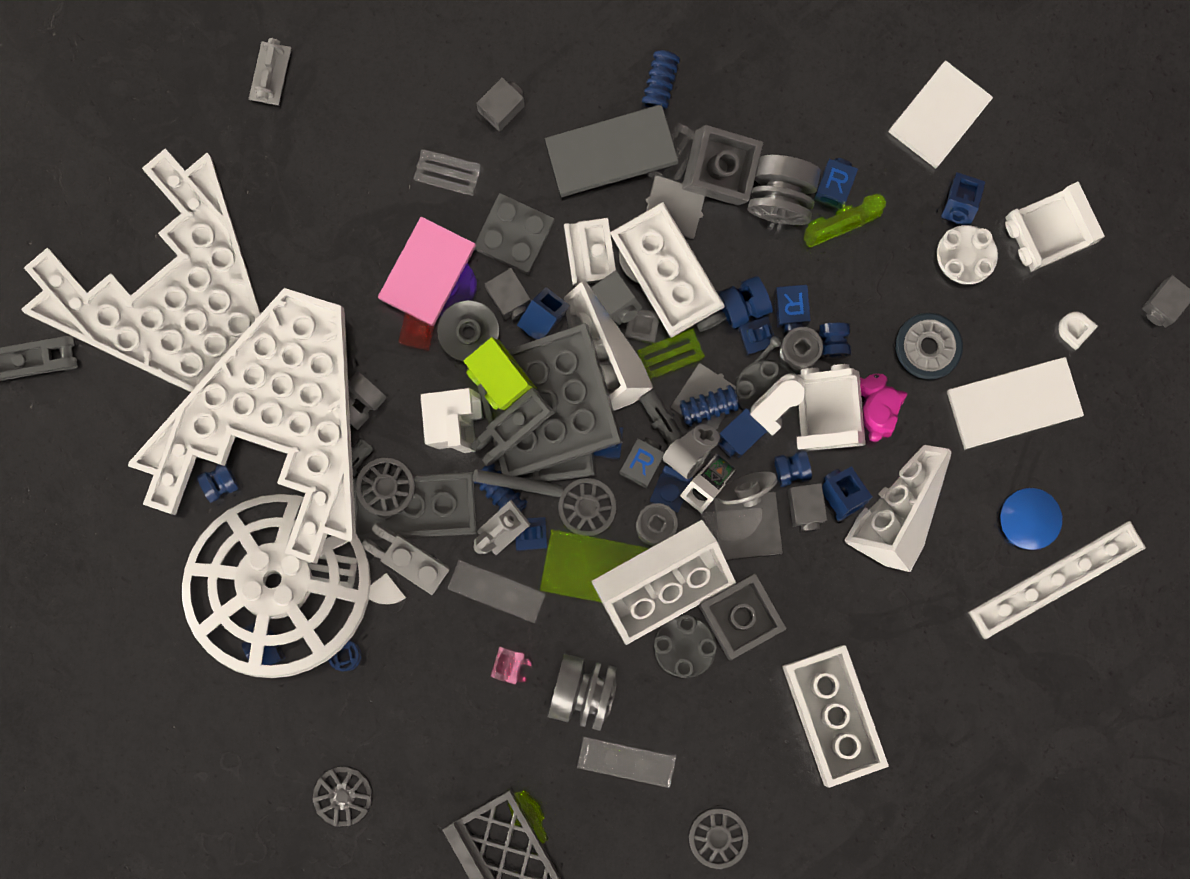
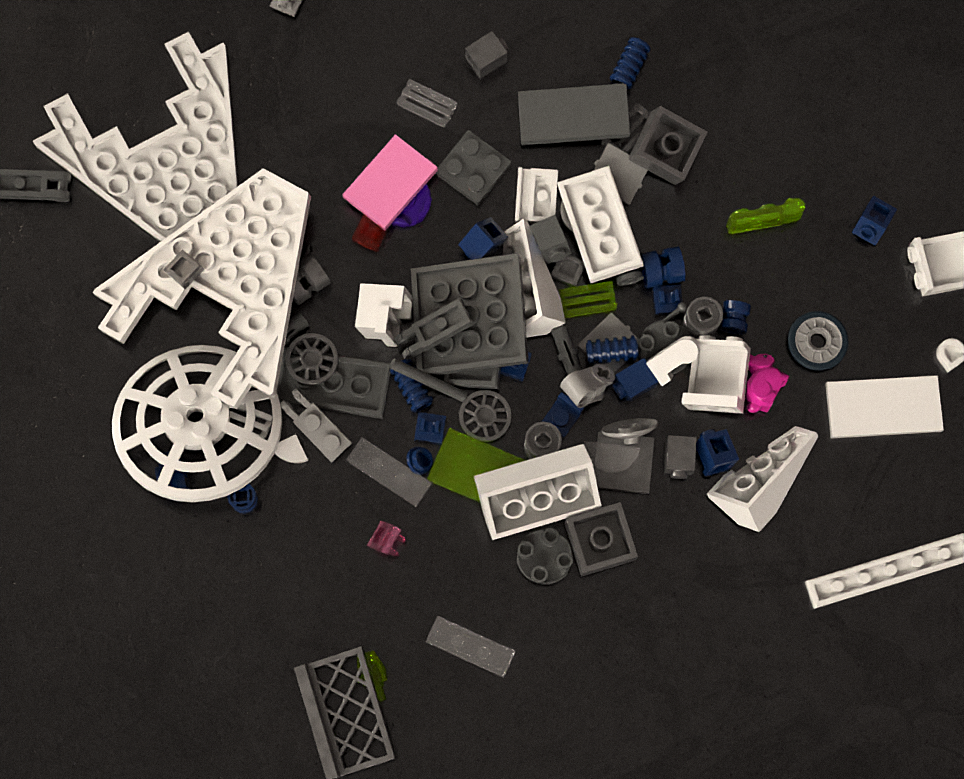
camera: 15 degrees right, 5 degrees down
(222, 420) = (183, 269): none -> flat silver tile
(224, 479) = (173, 323): dark blue wheel -> none
(342, 796) = (212, 621): flat silver wheel -> none
(461, 316) = (410, 228): dark grey dish -> none
(498, 374) = (432, 280): lime brick -> none
(500, 530) = (404, 417): light grey hinge -> none
(508, 295) = (456, 217): flat silver brick -> none
(527, 572) = (419, 460): none -> dark blue plate
(583, 692) = (444, 573): flat silver wheel -> none
(642, 462) = (542, 386): dark grey brick -> none
(708, 482) = (597, 415): leg -> none
(718, 838) = (538, 732): flat silver wheel -> none
(784, 189) = (717, 177): flat silver wheel -> none
(791, 307) = (703, 279): dark blue brick -> none
(793, 468) = (674, 420): dark blue wheel -> none
(835, 716) = (665, 644): white brick -> none
(836, 182) = (764, 182): dark blue brick -> none
(940, 114) = (869, 144): white tile -> none
(967, 254) = (868, 268): white dish -> none
(1031, 518) = (877, 511): blue dish -> none

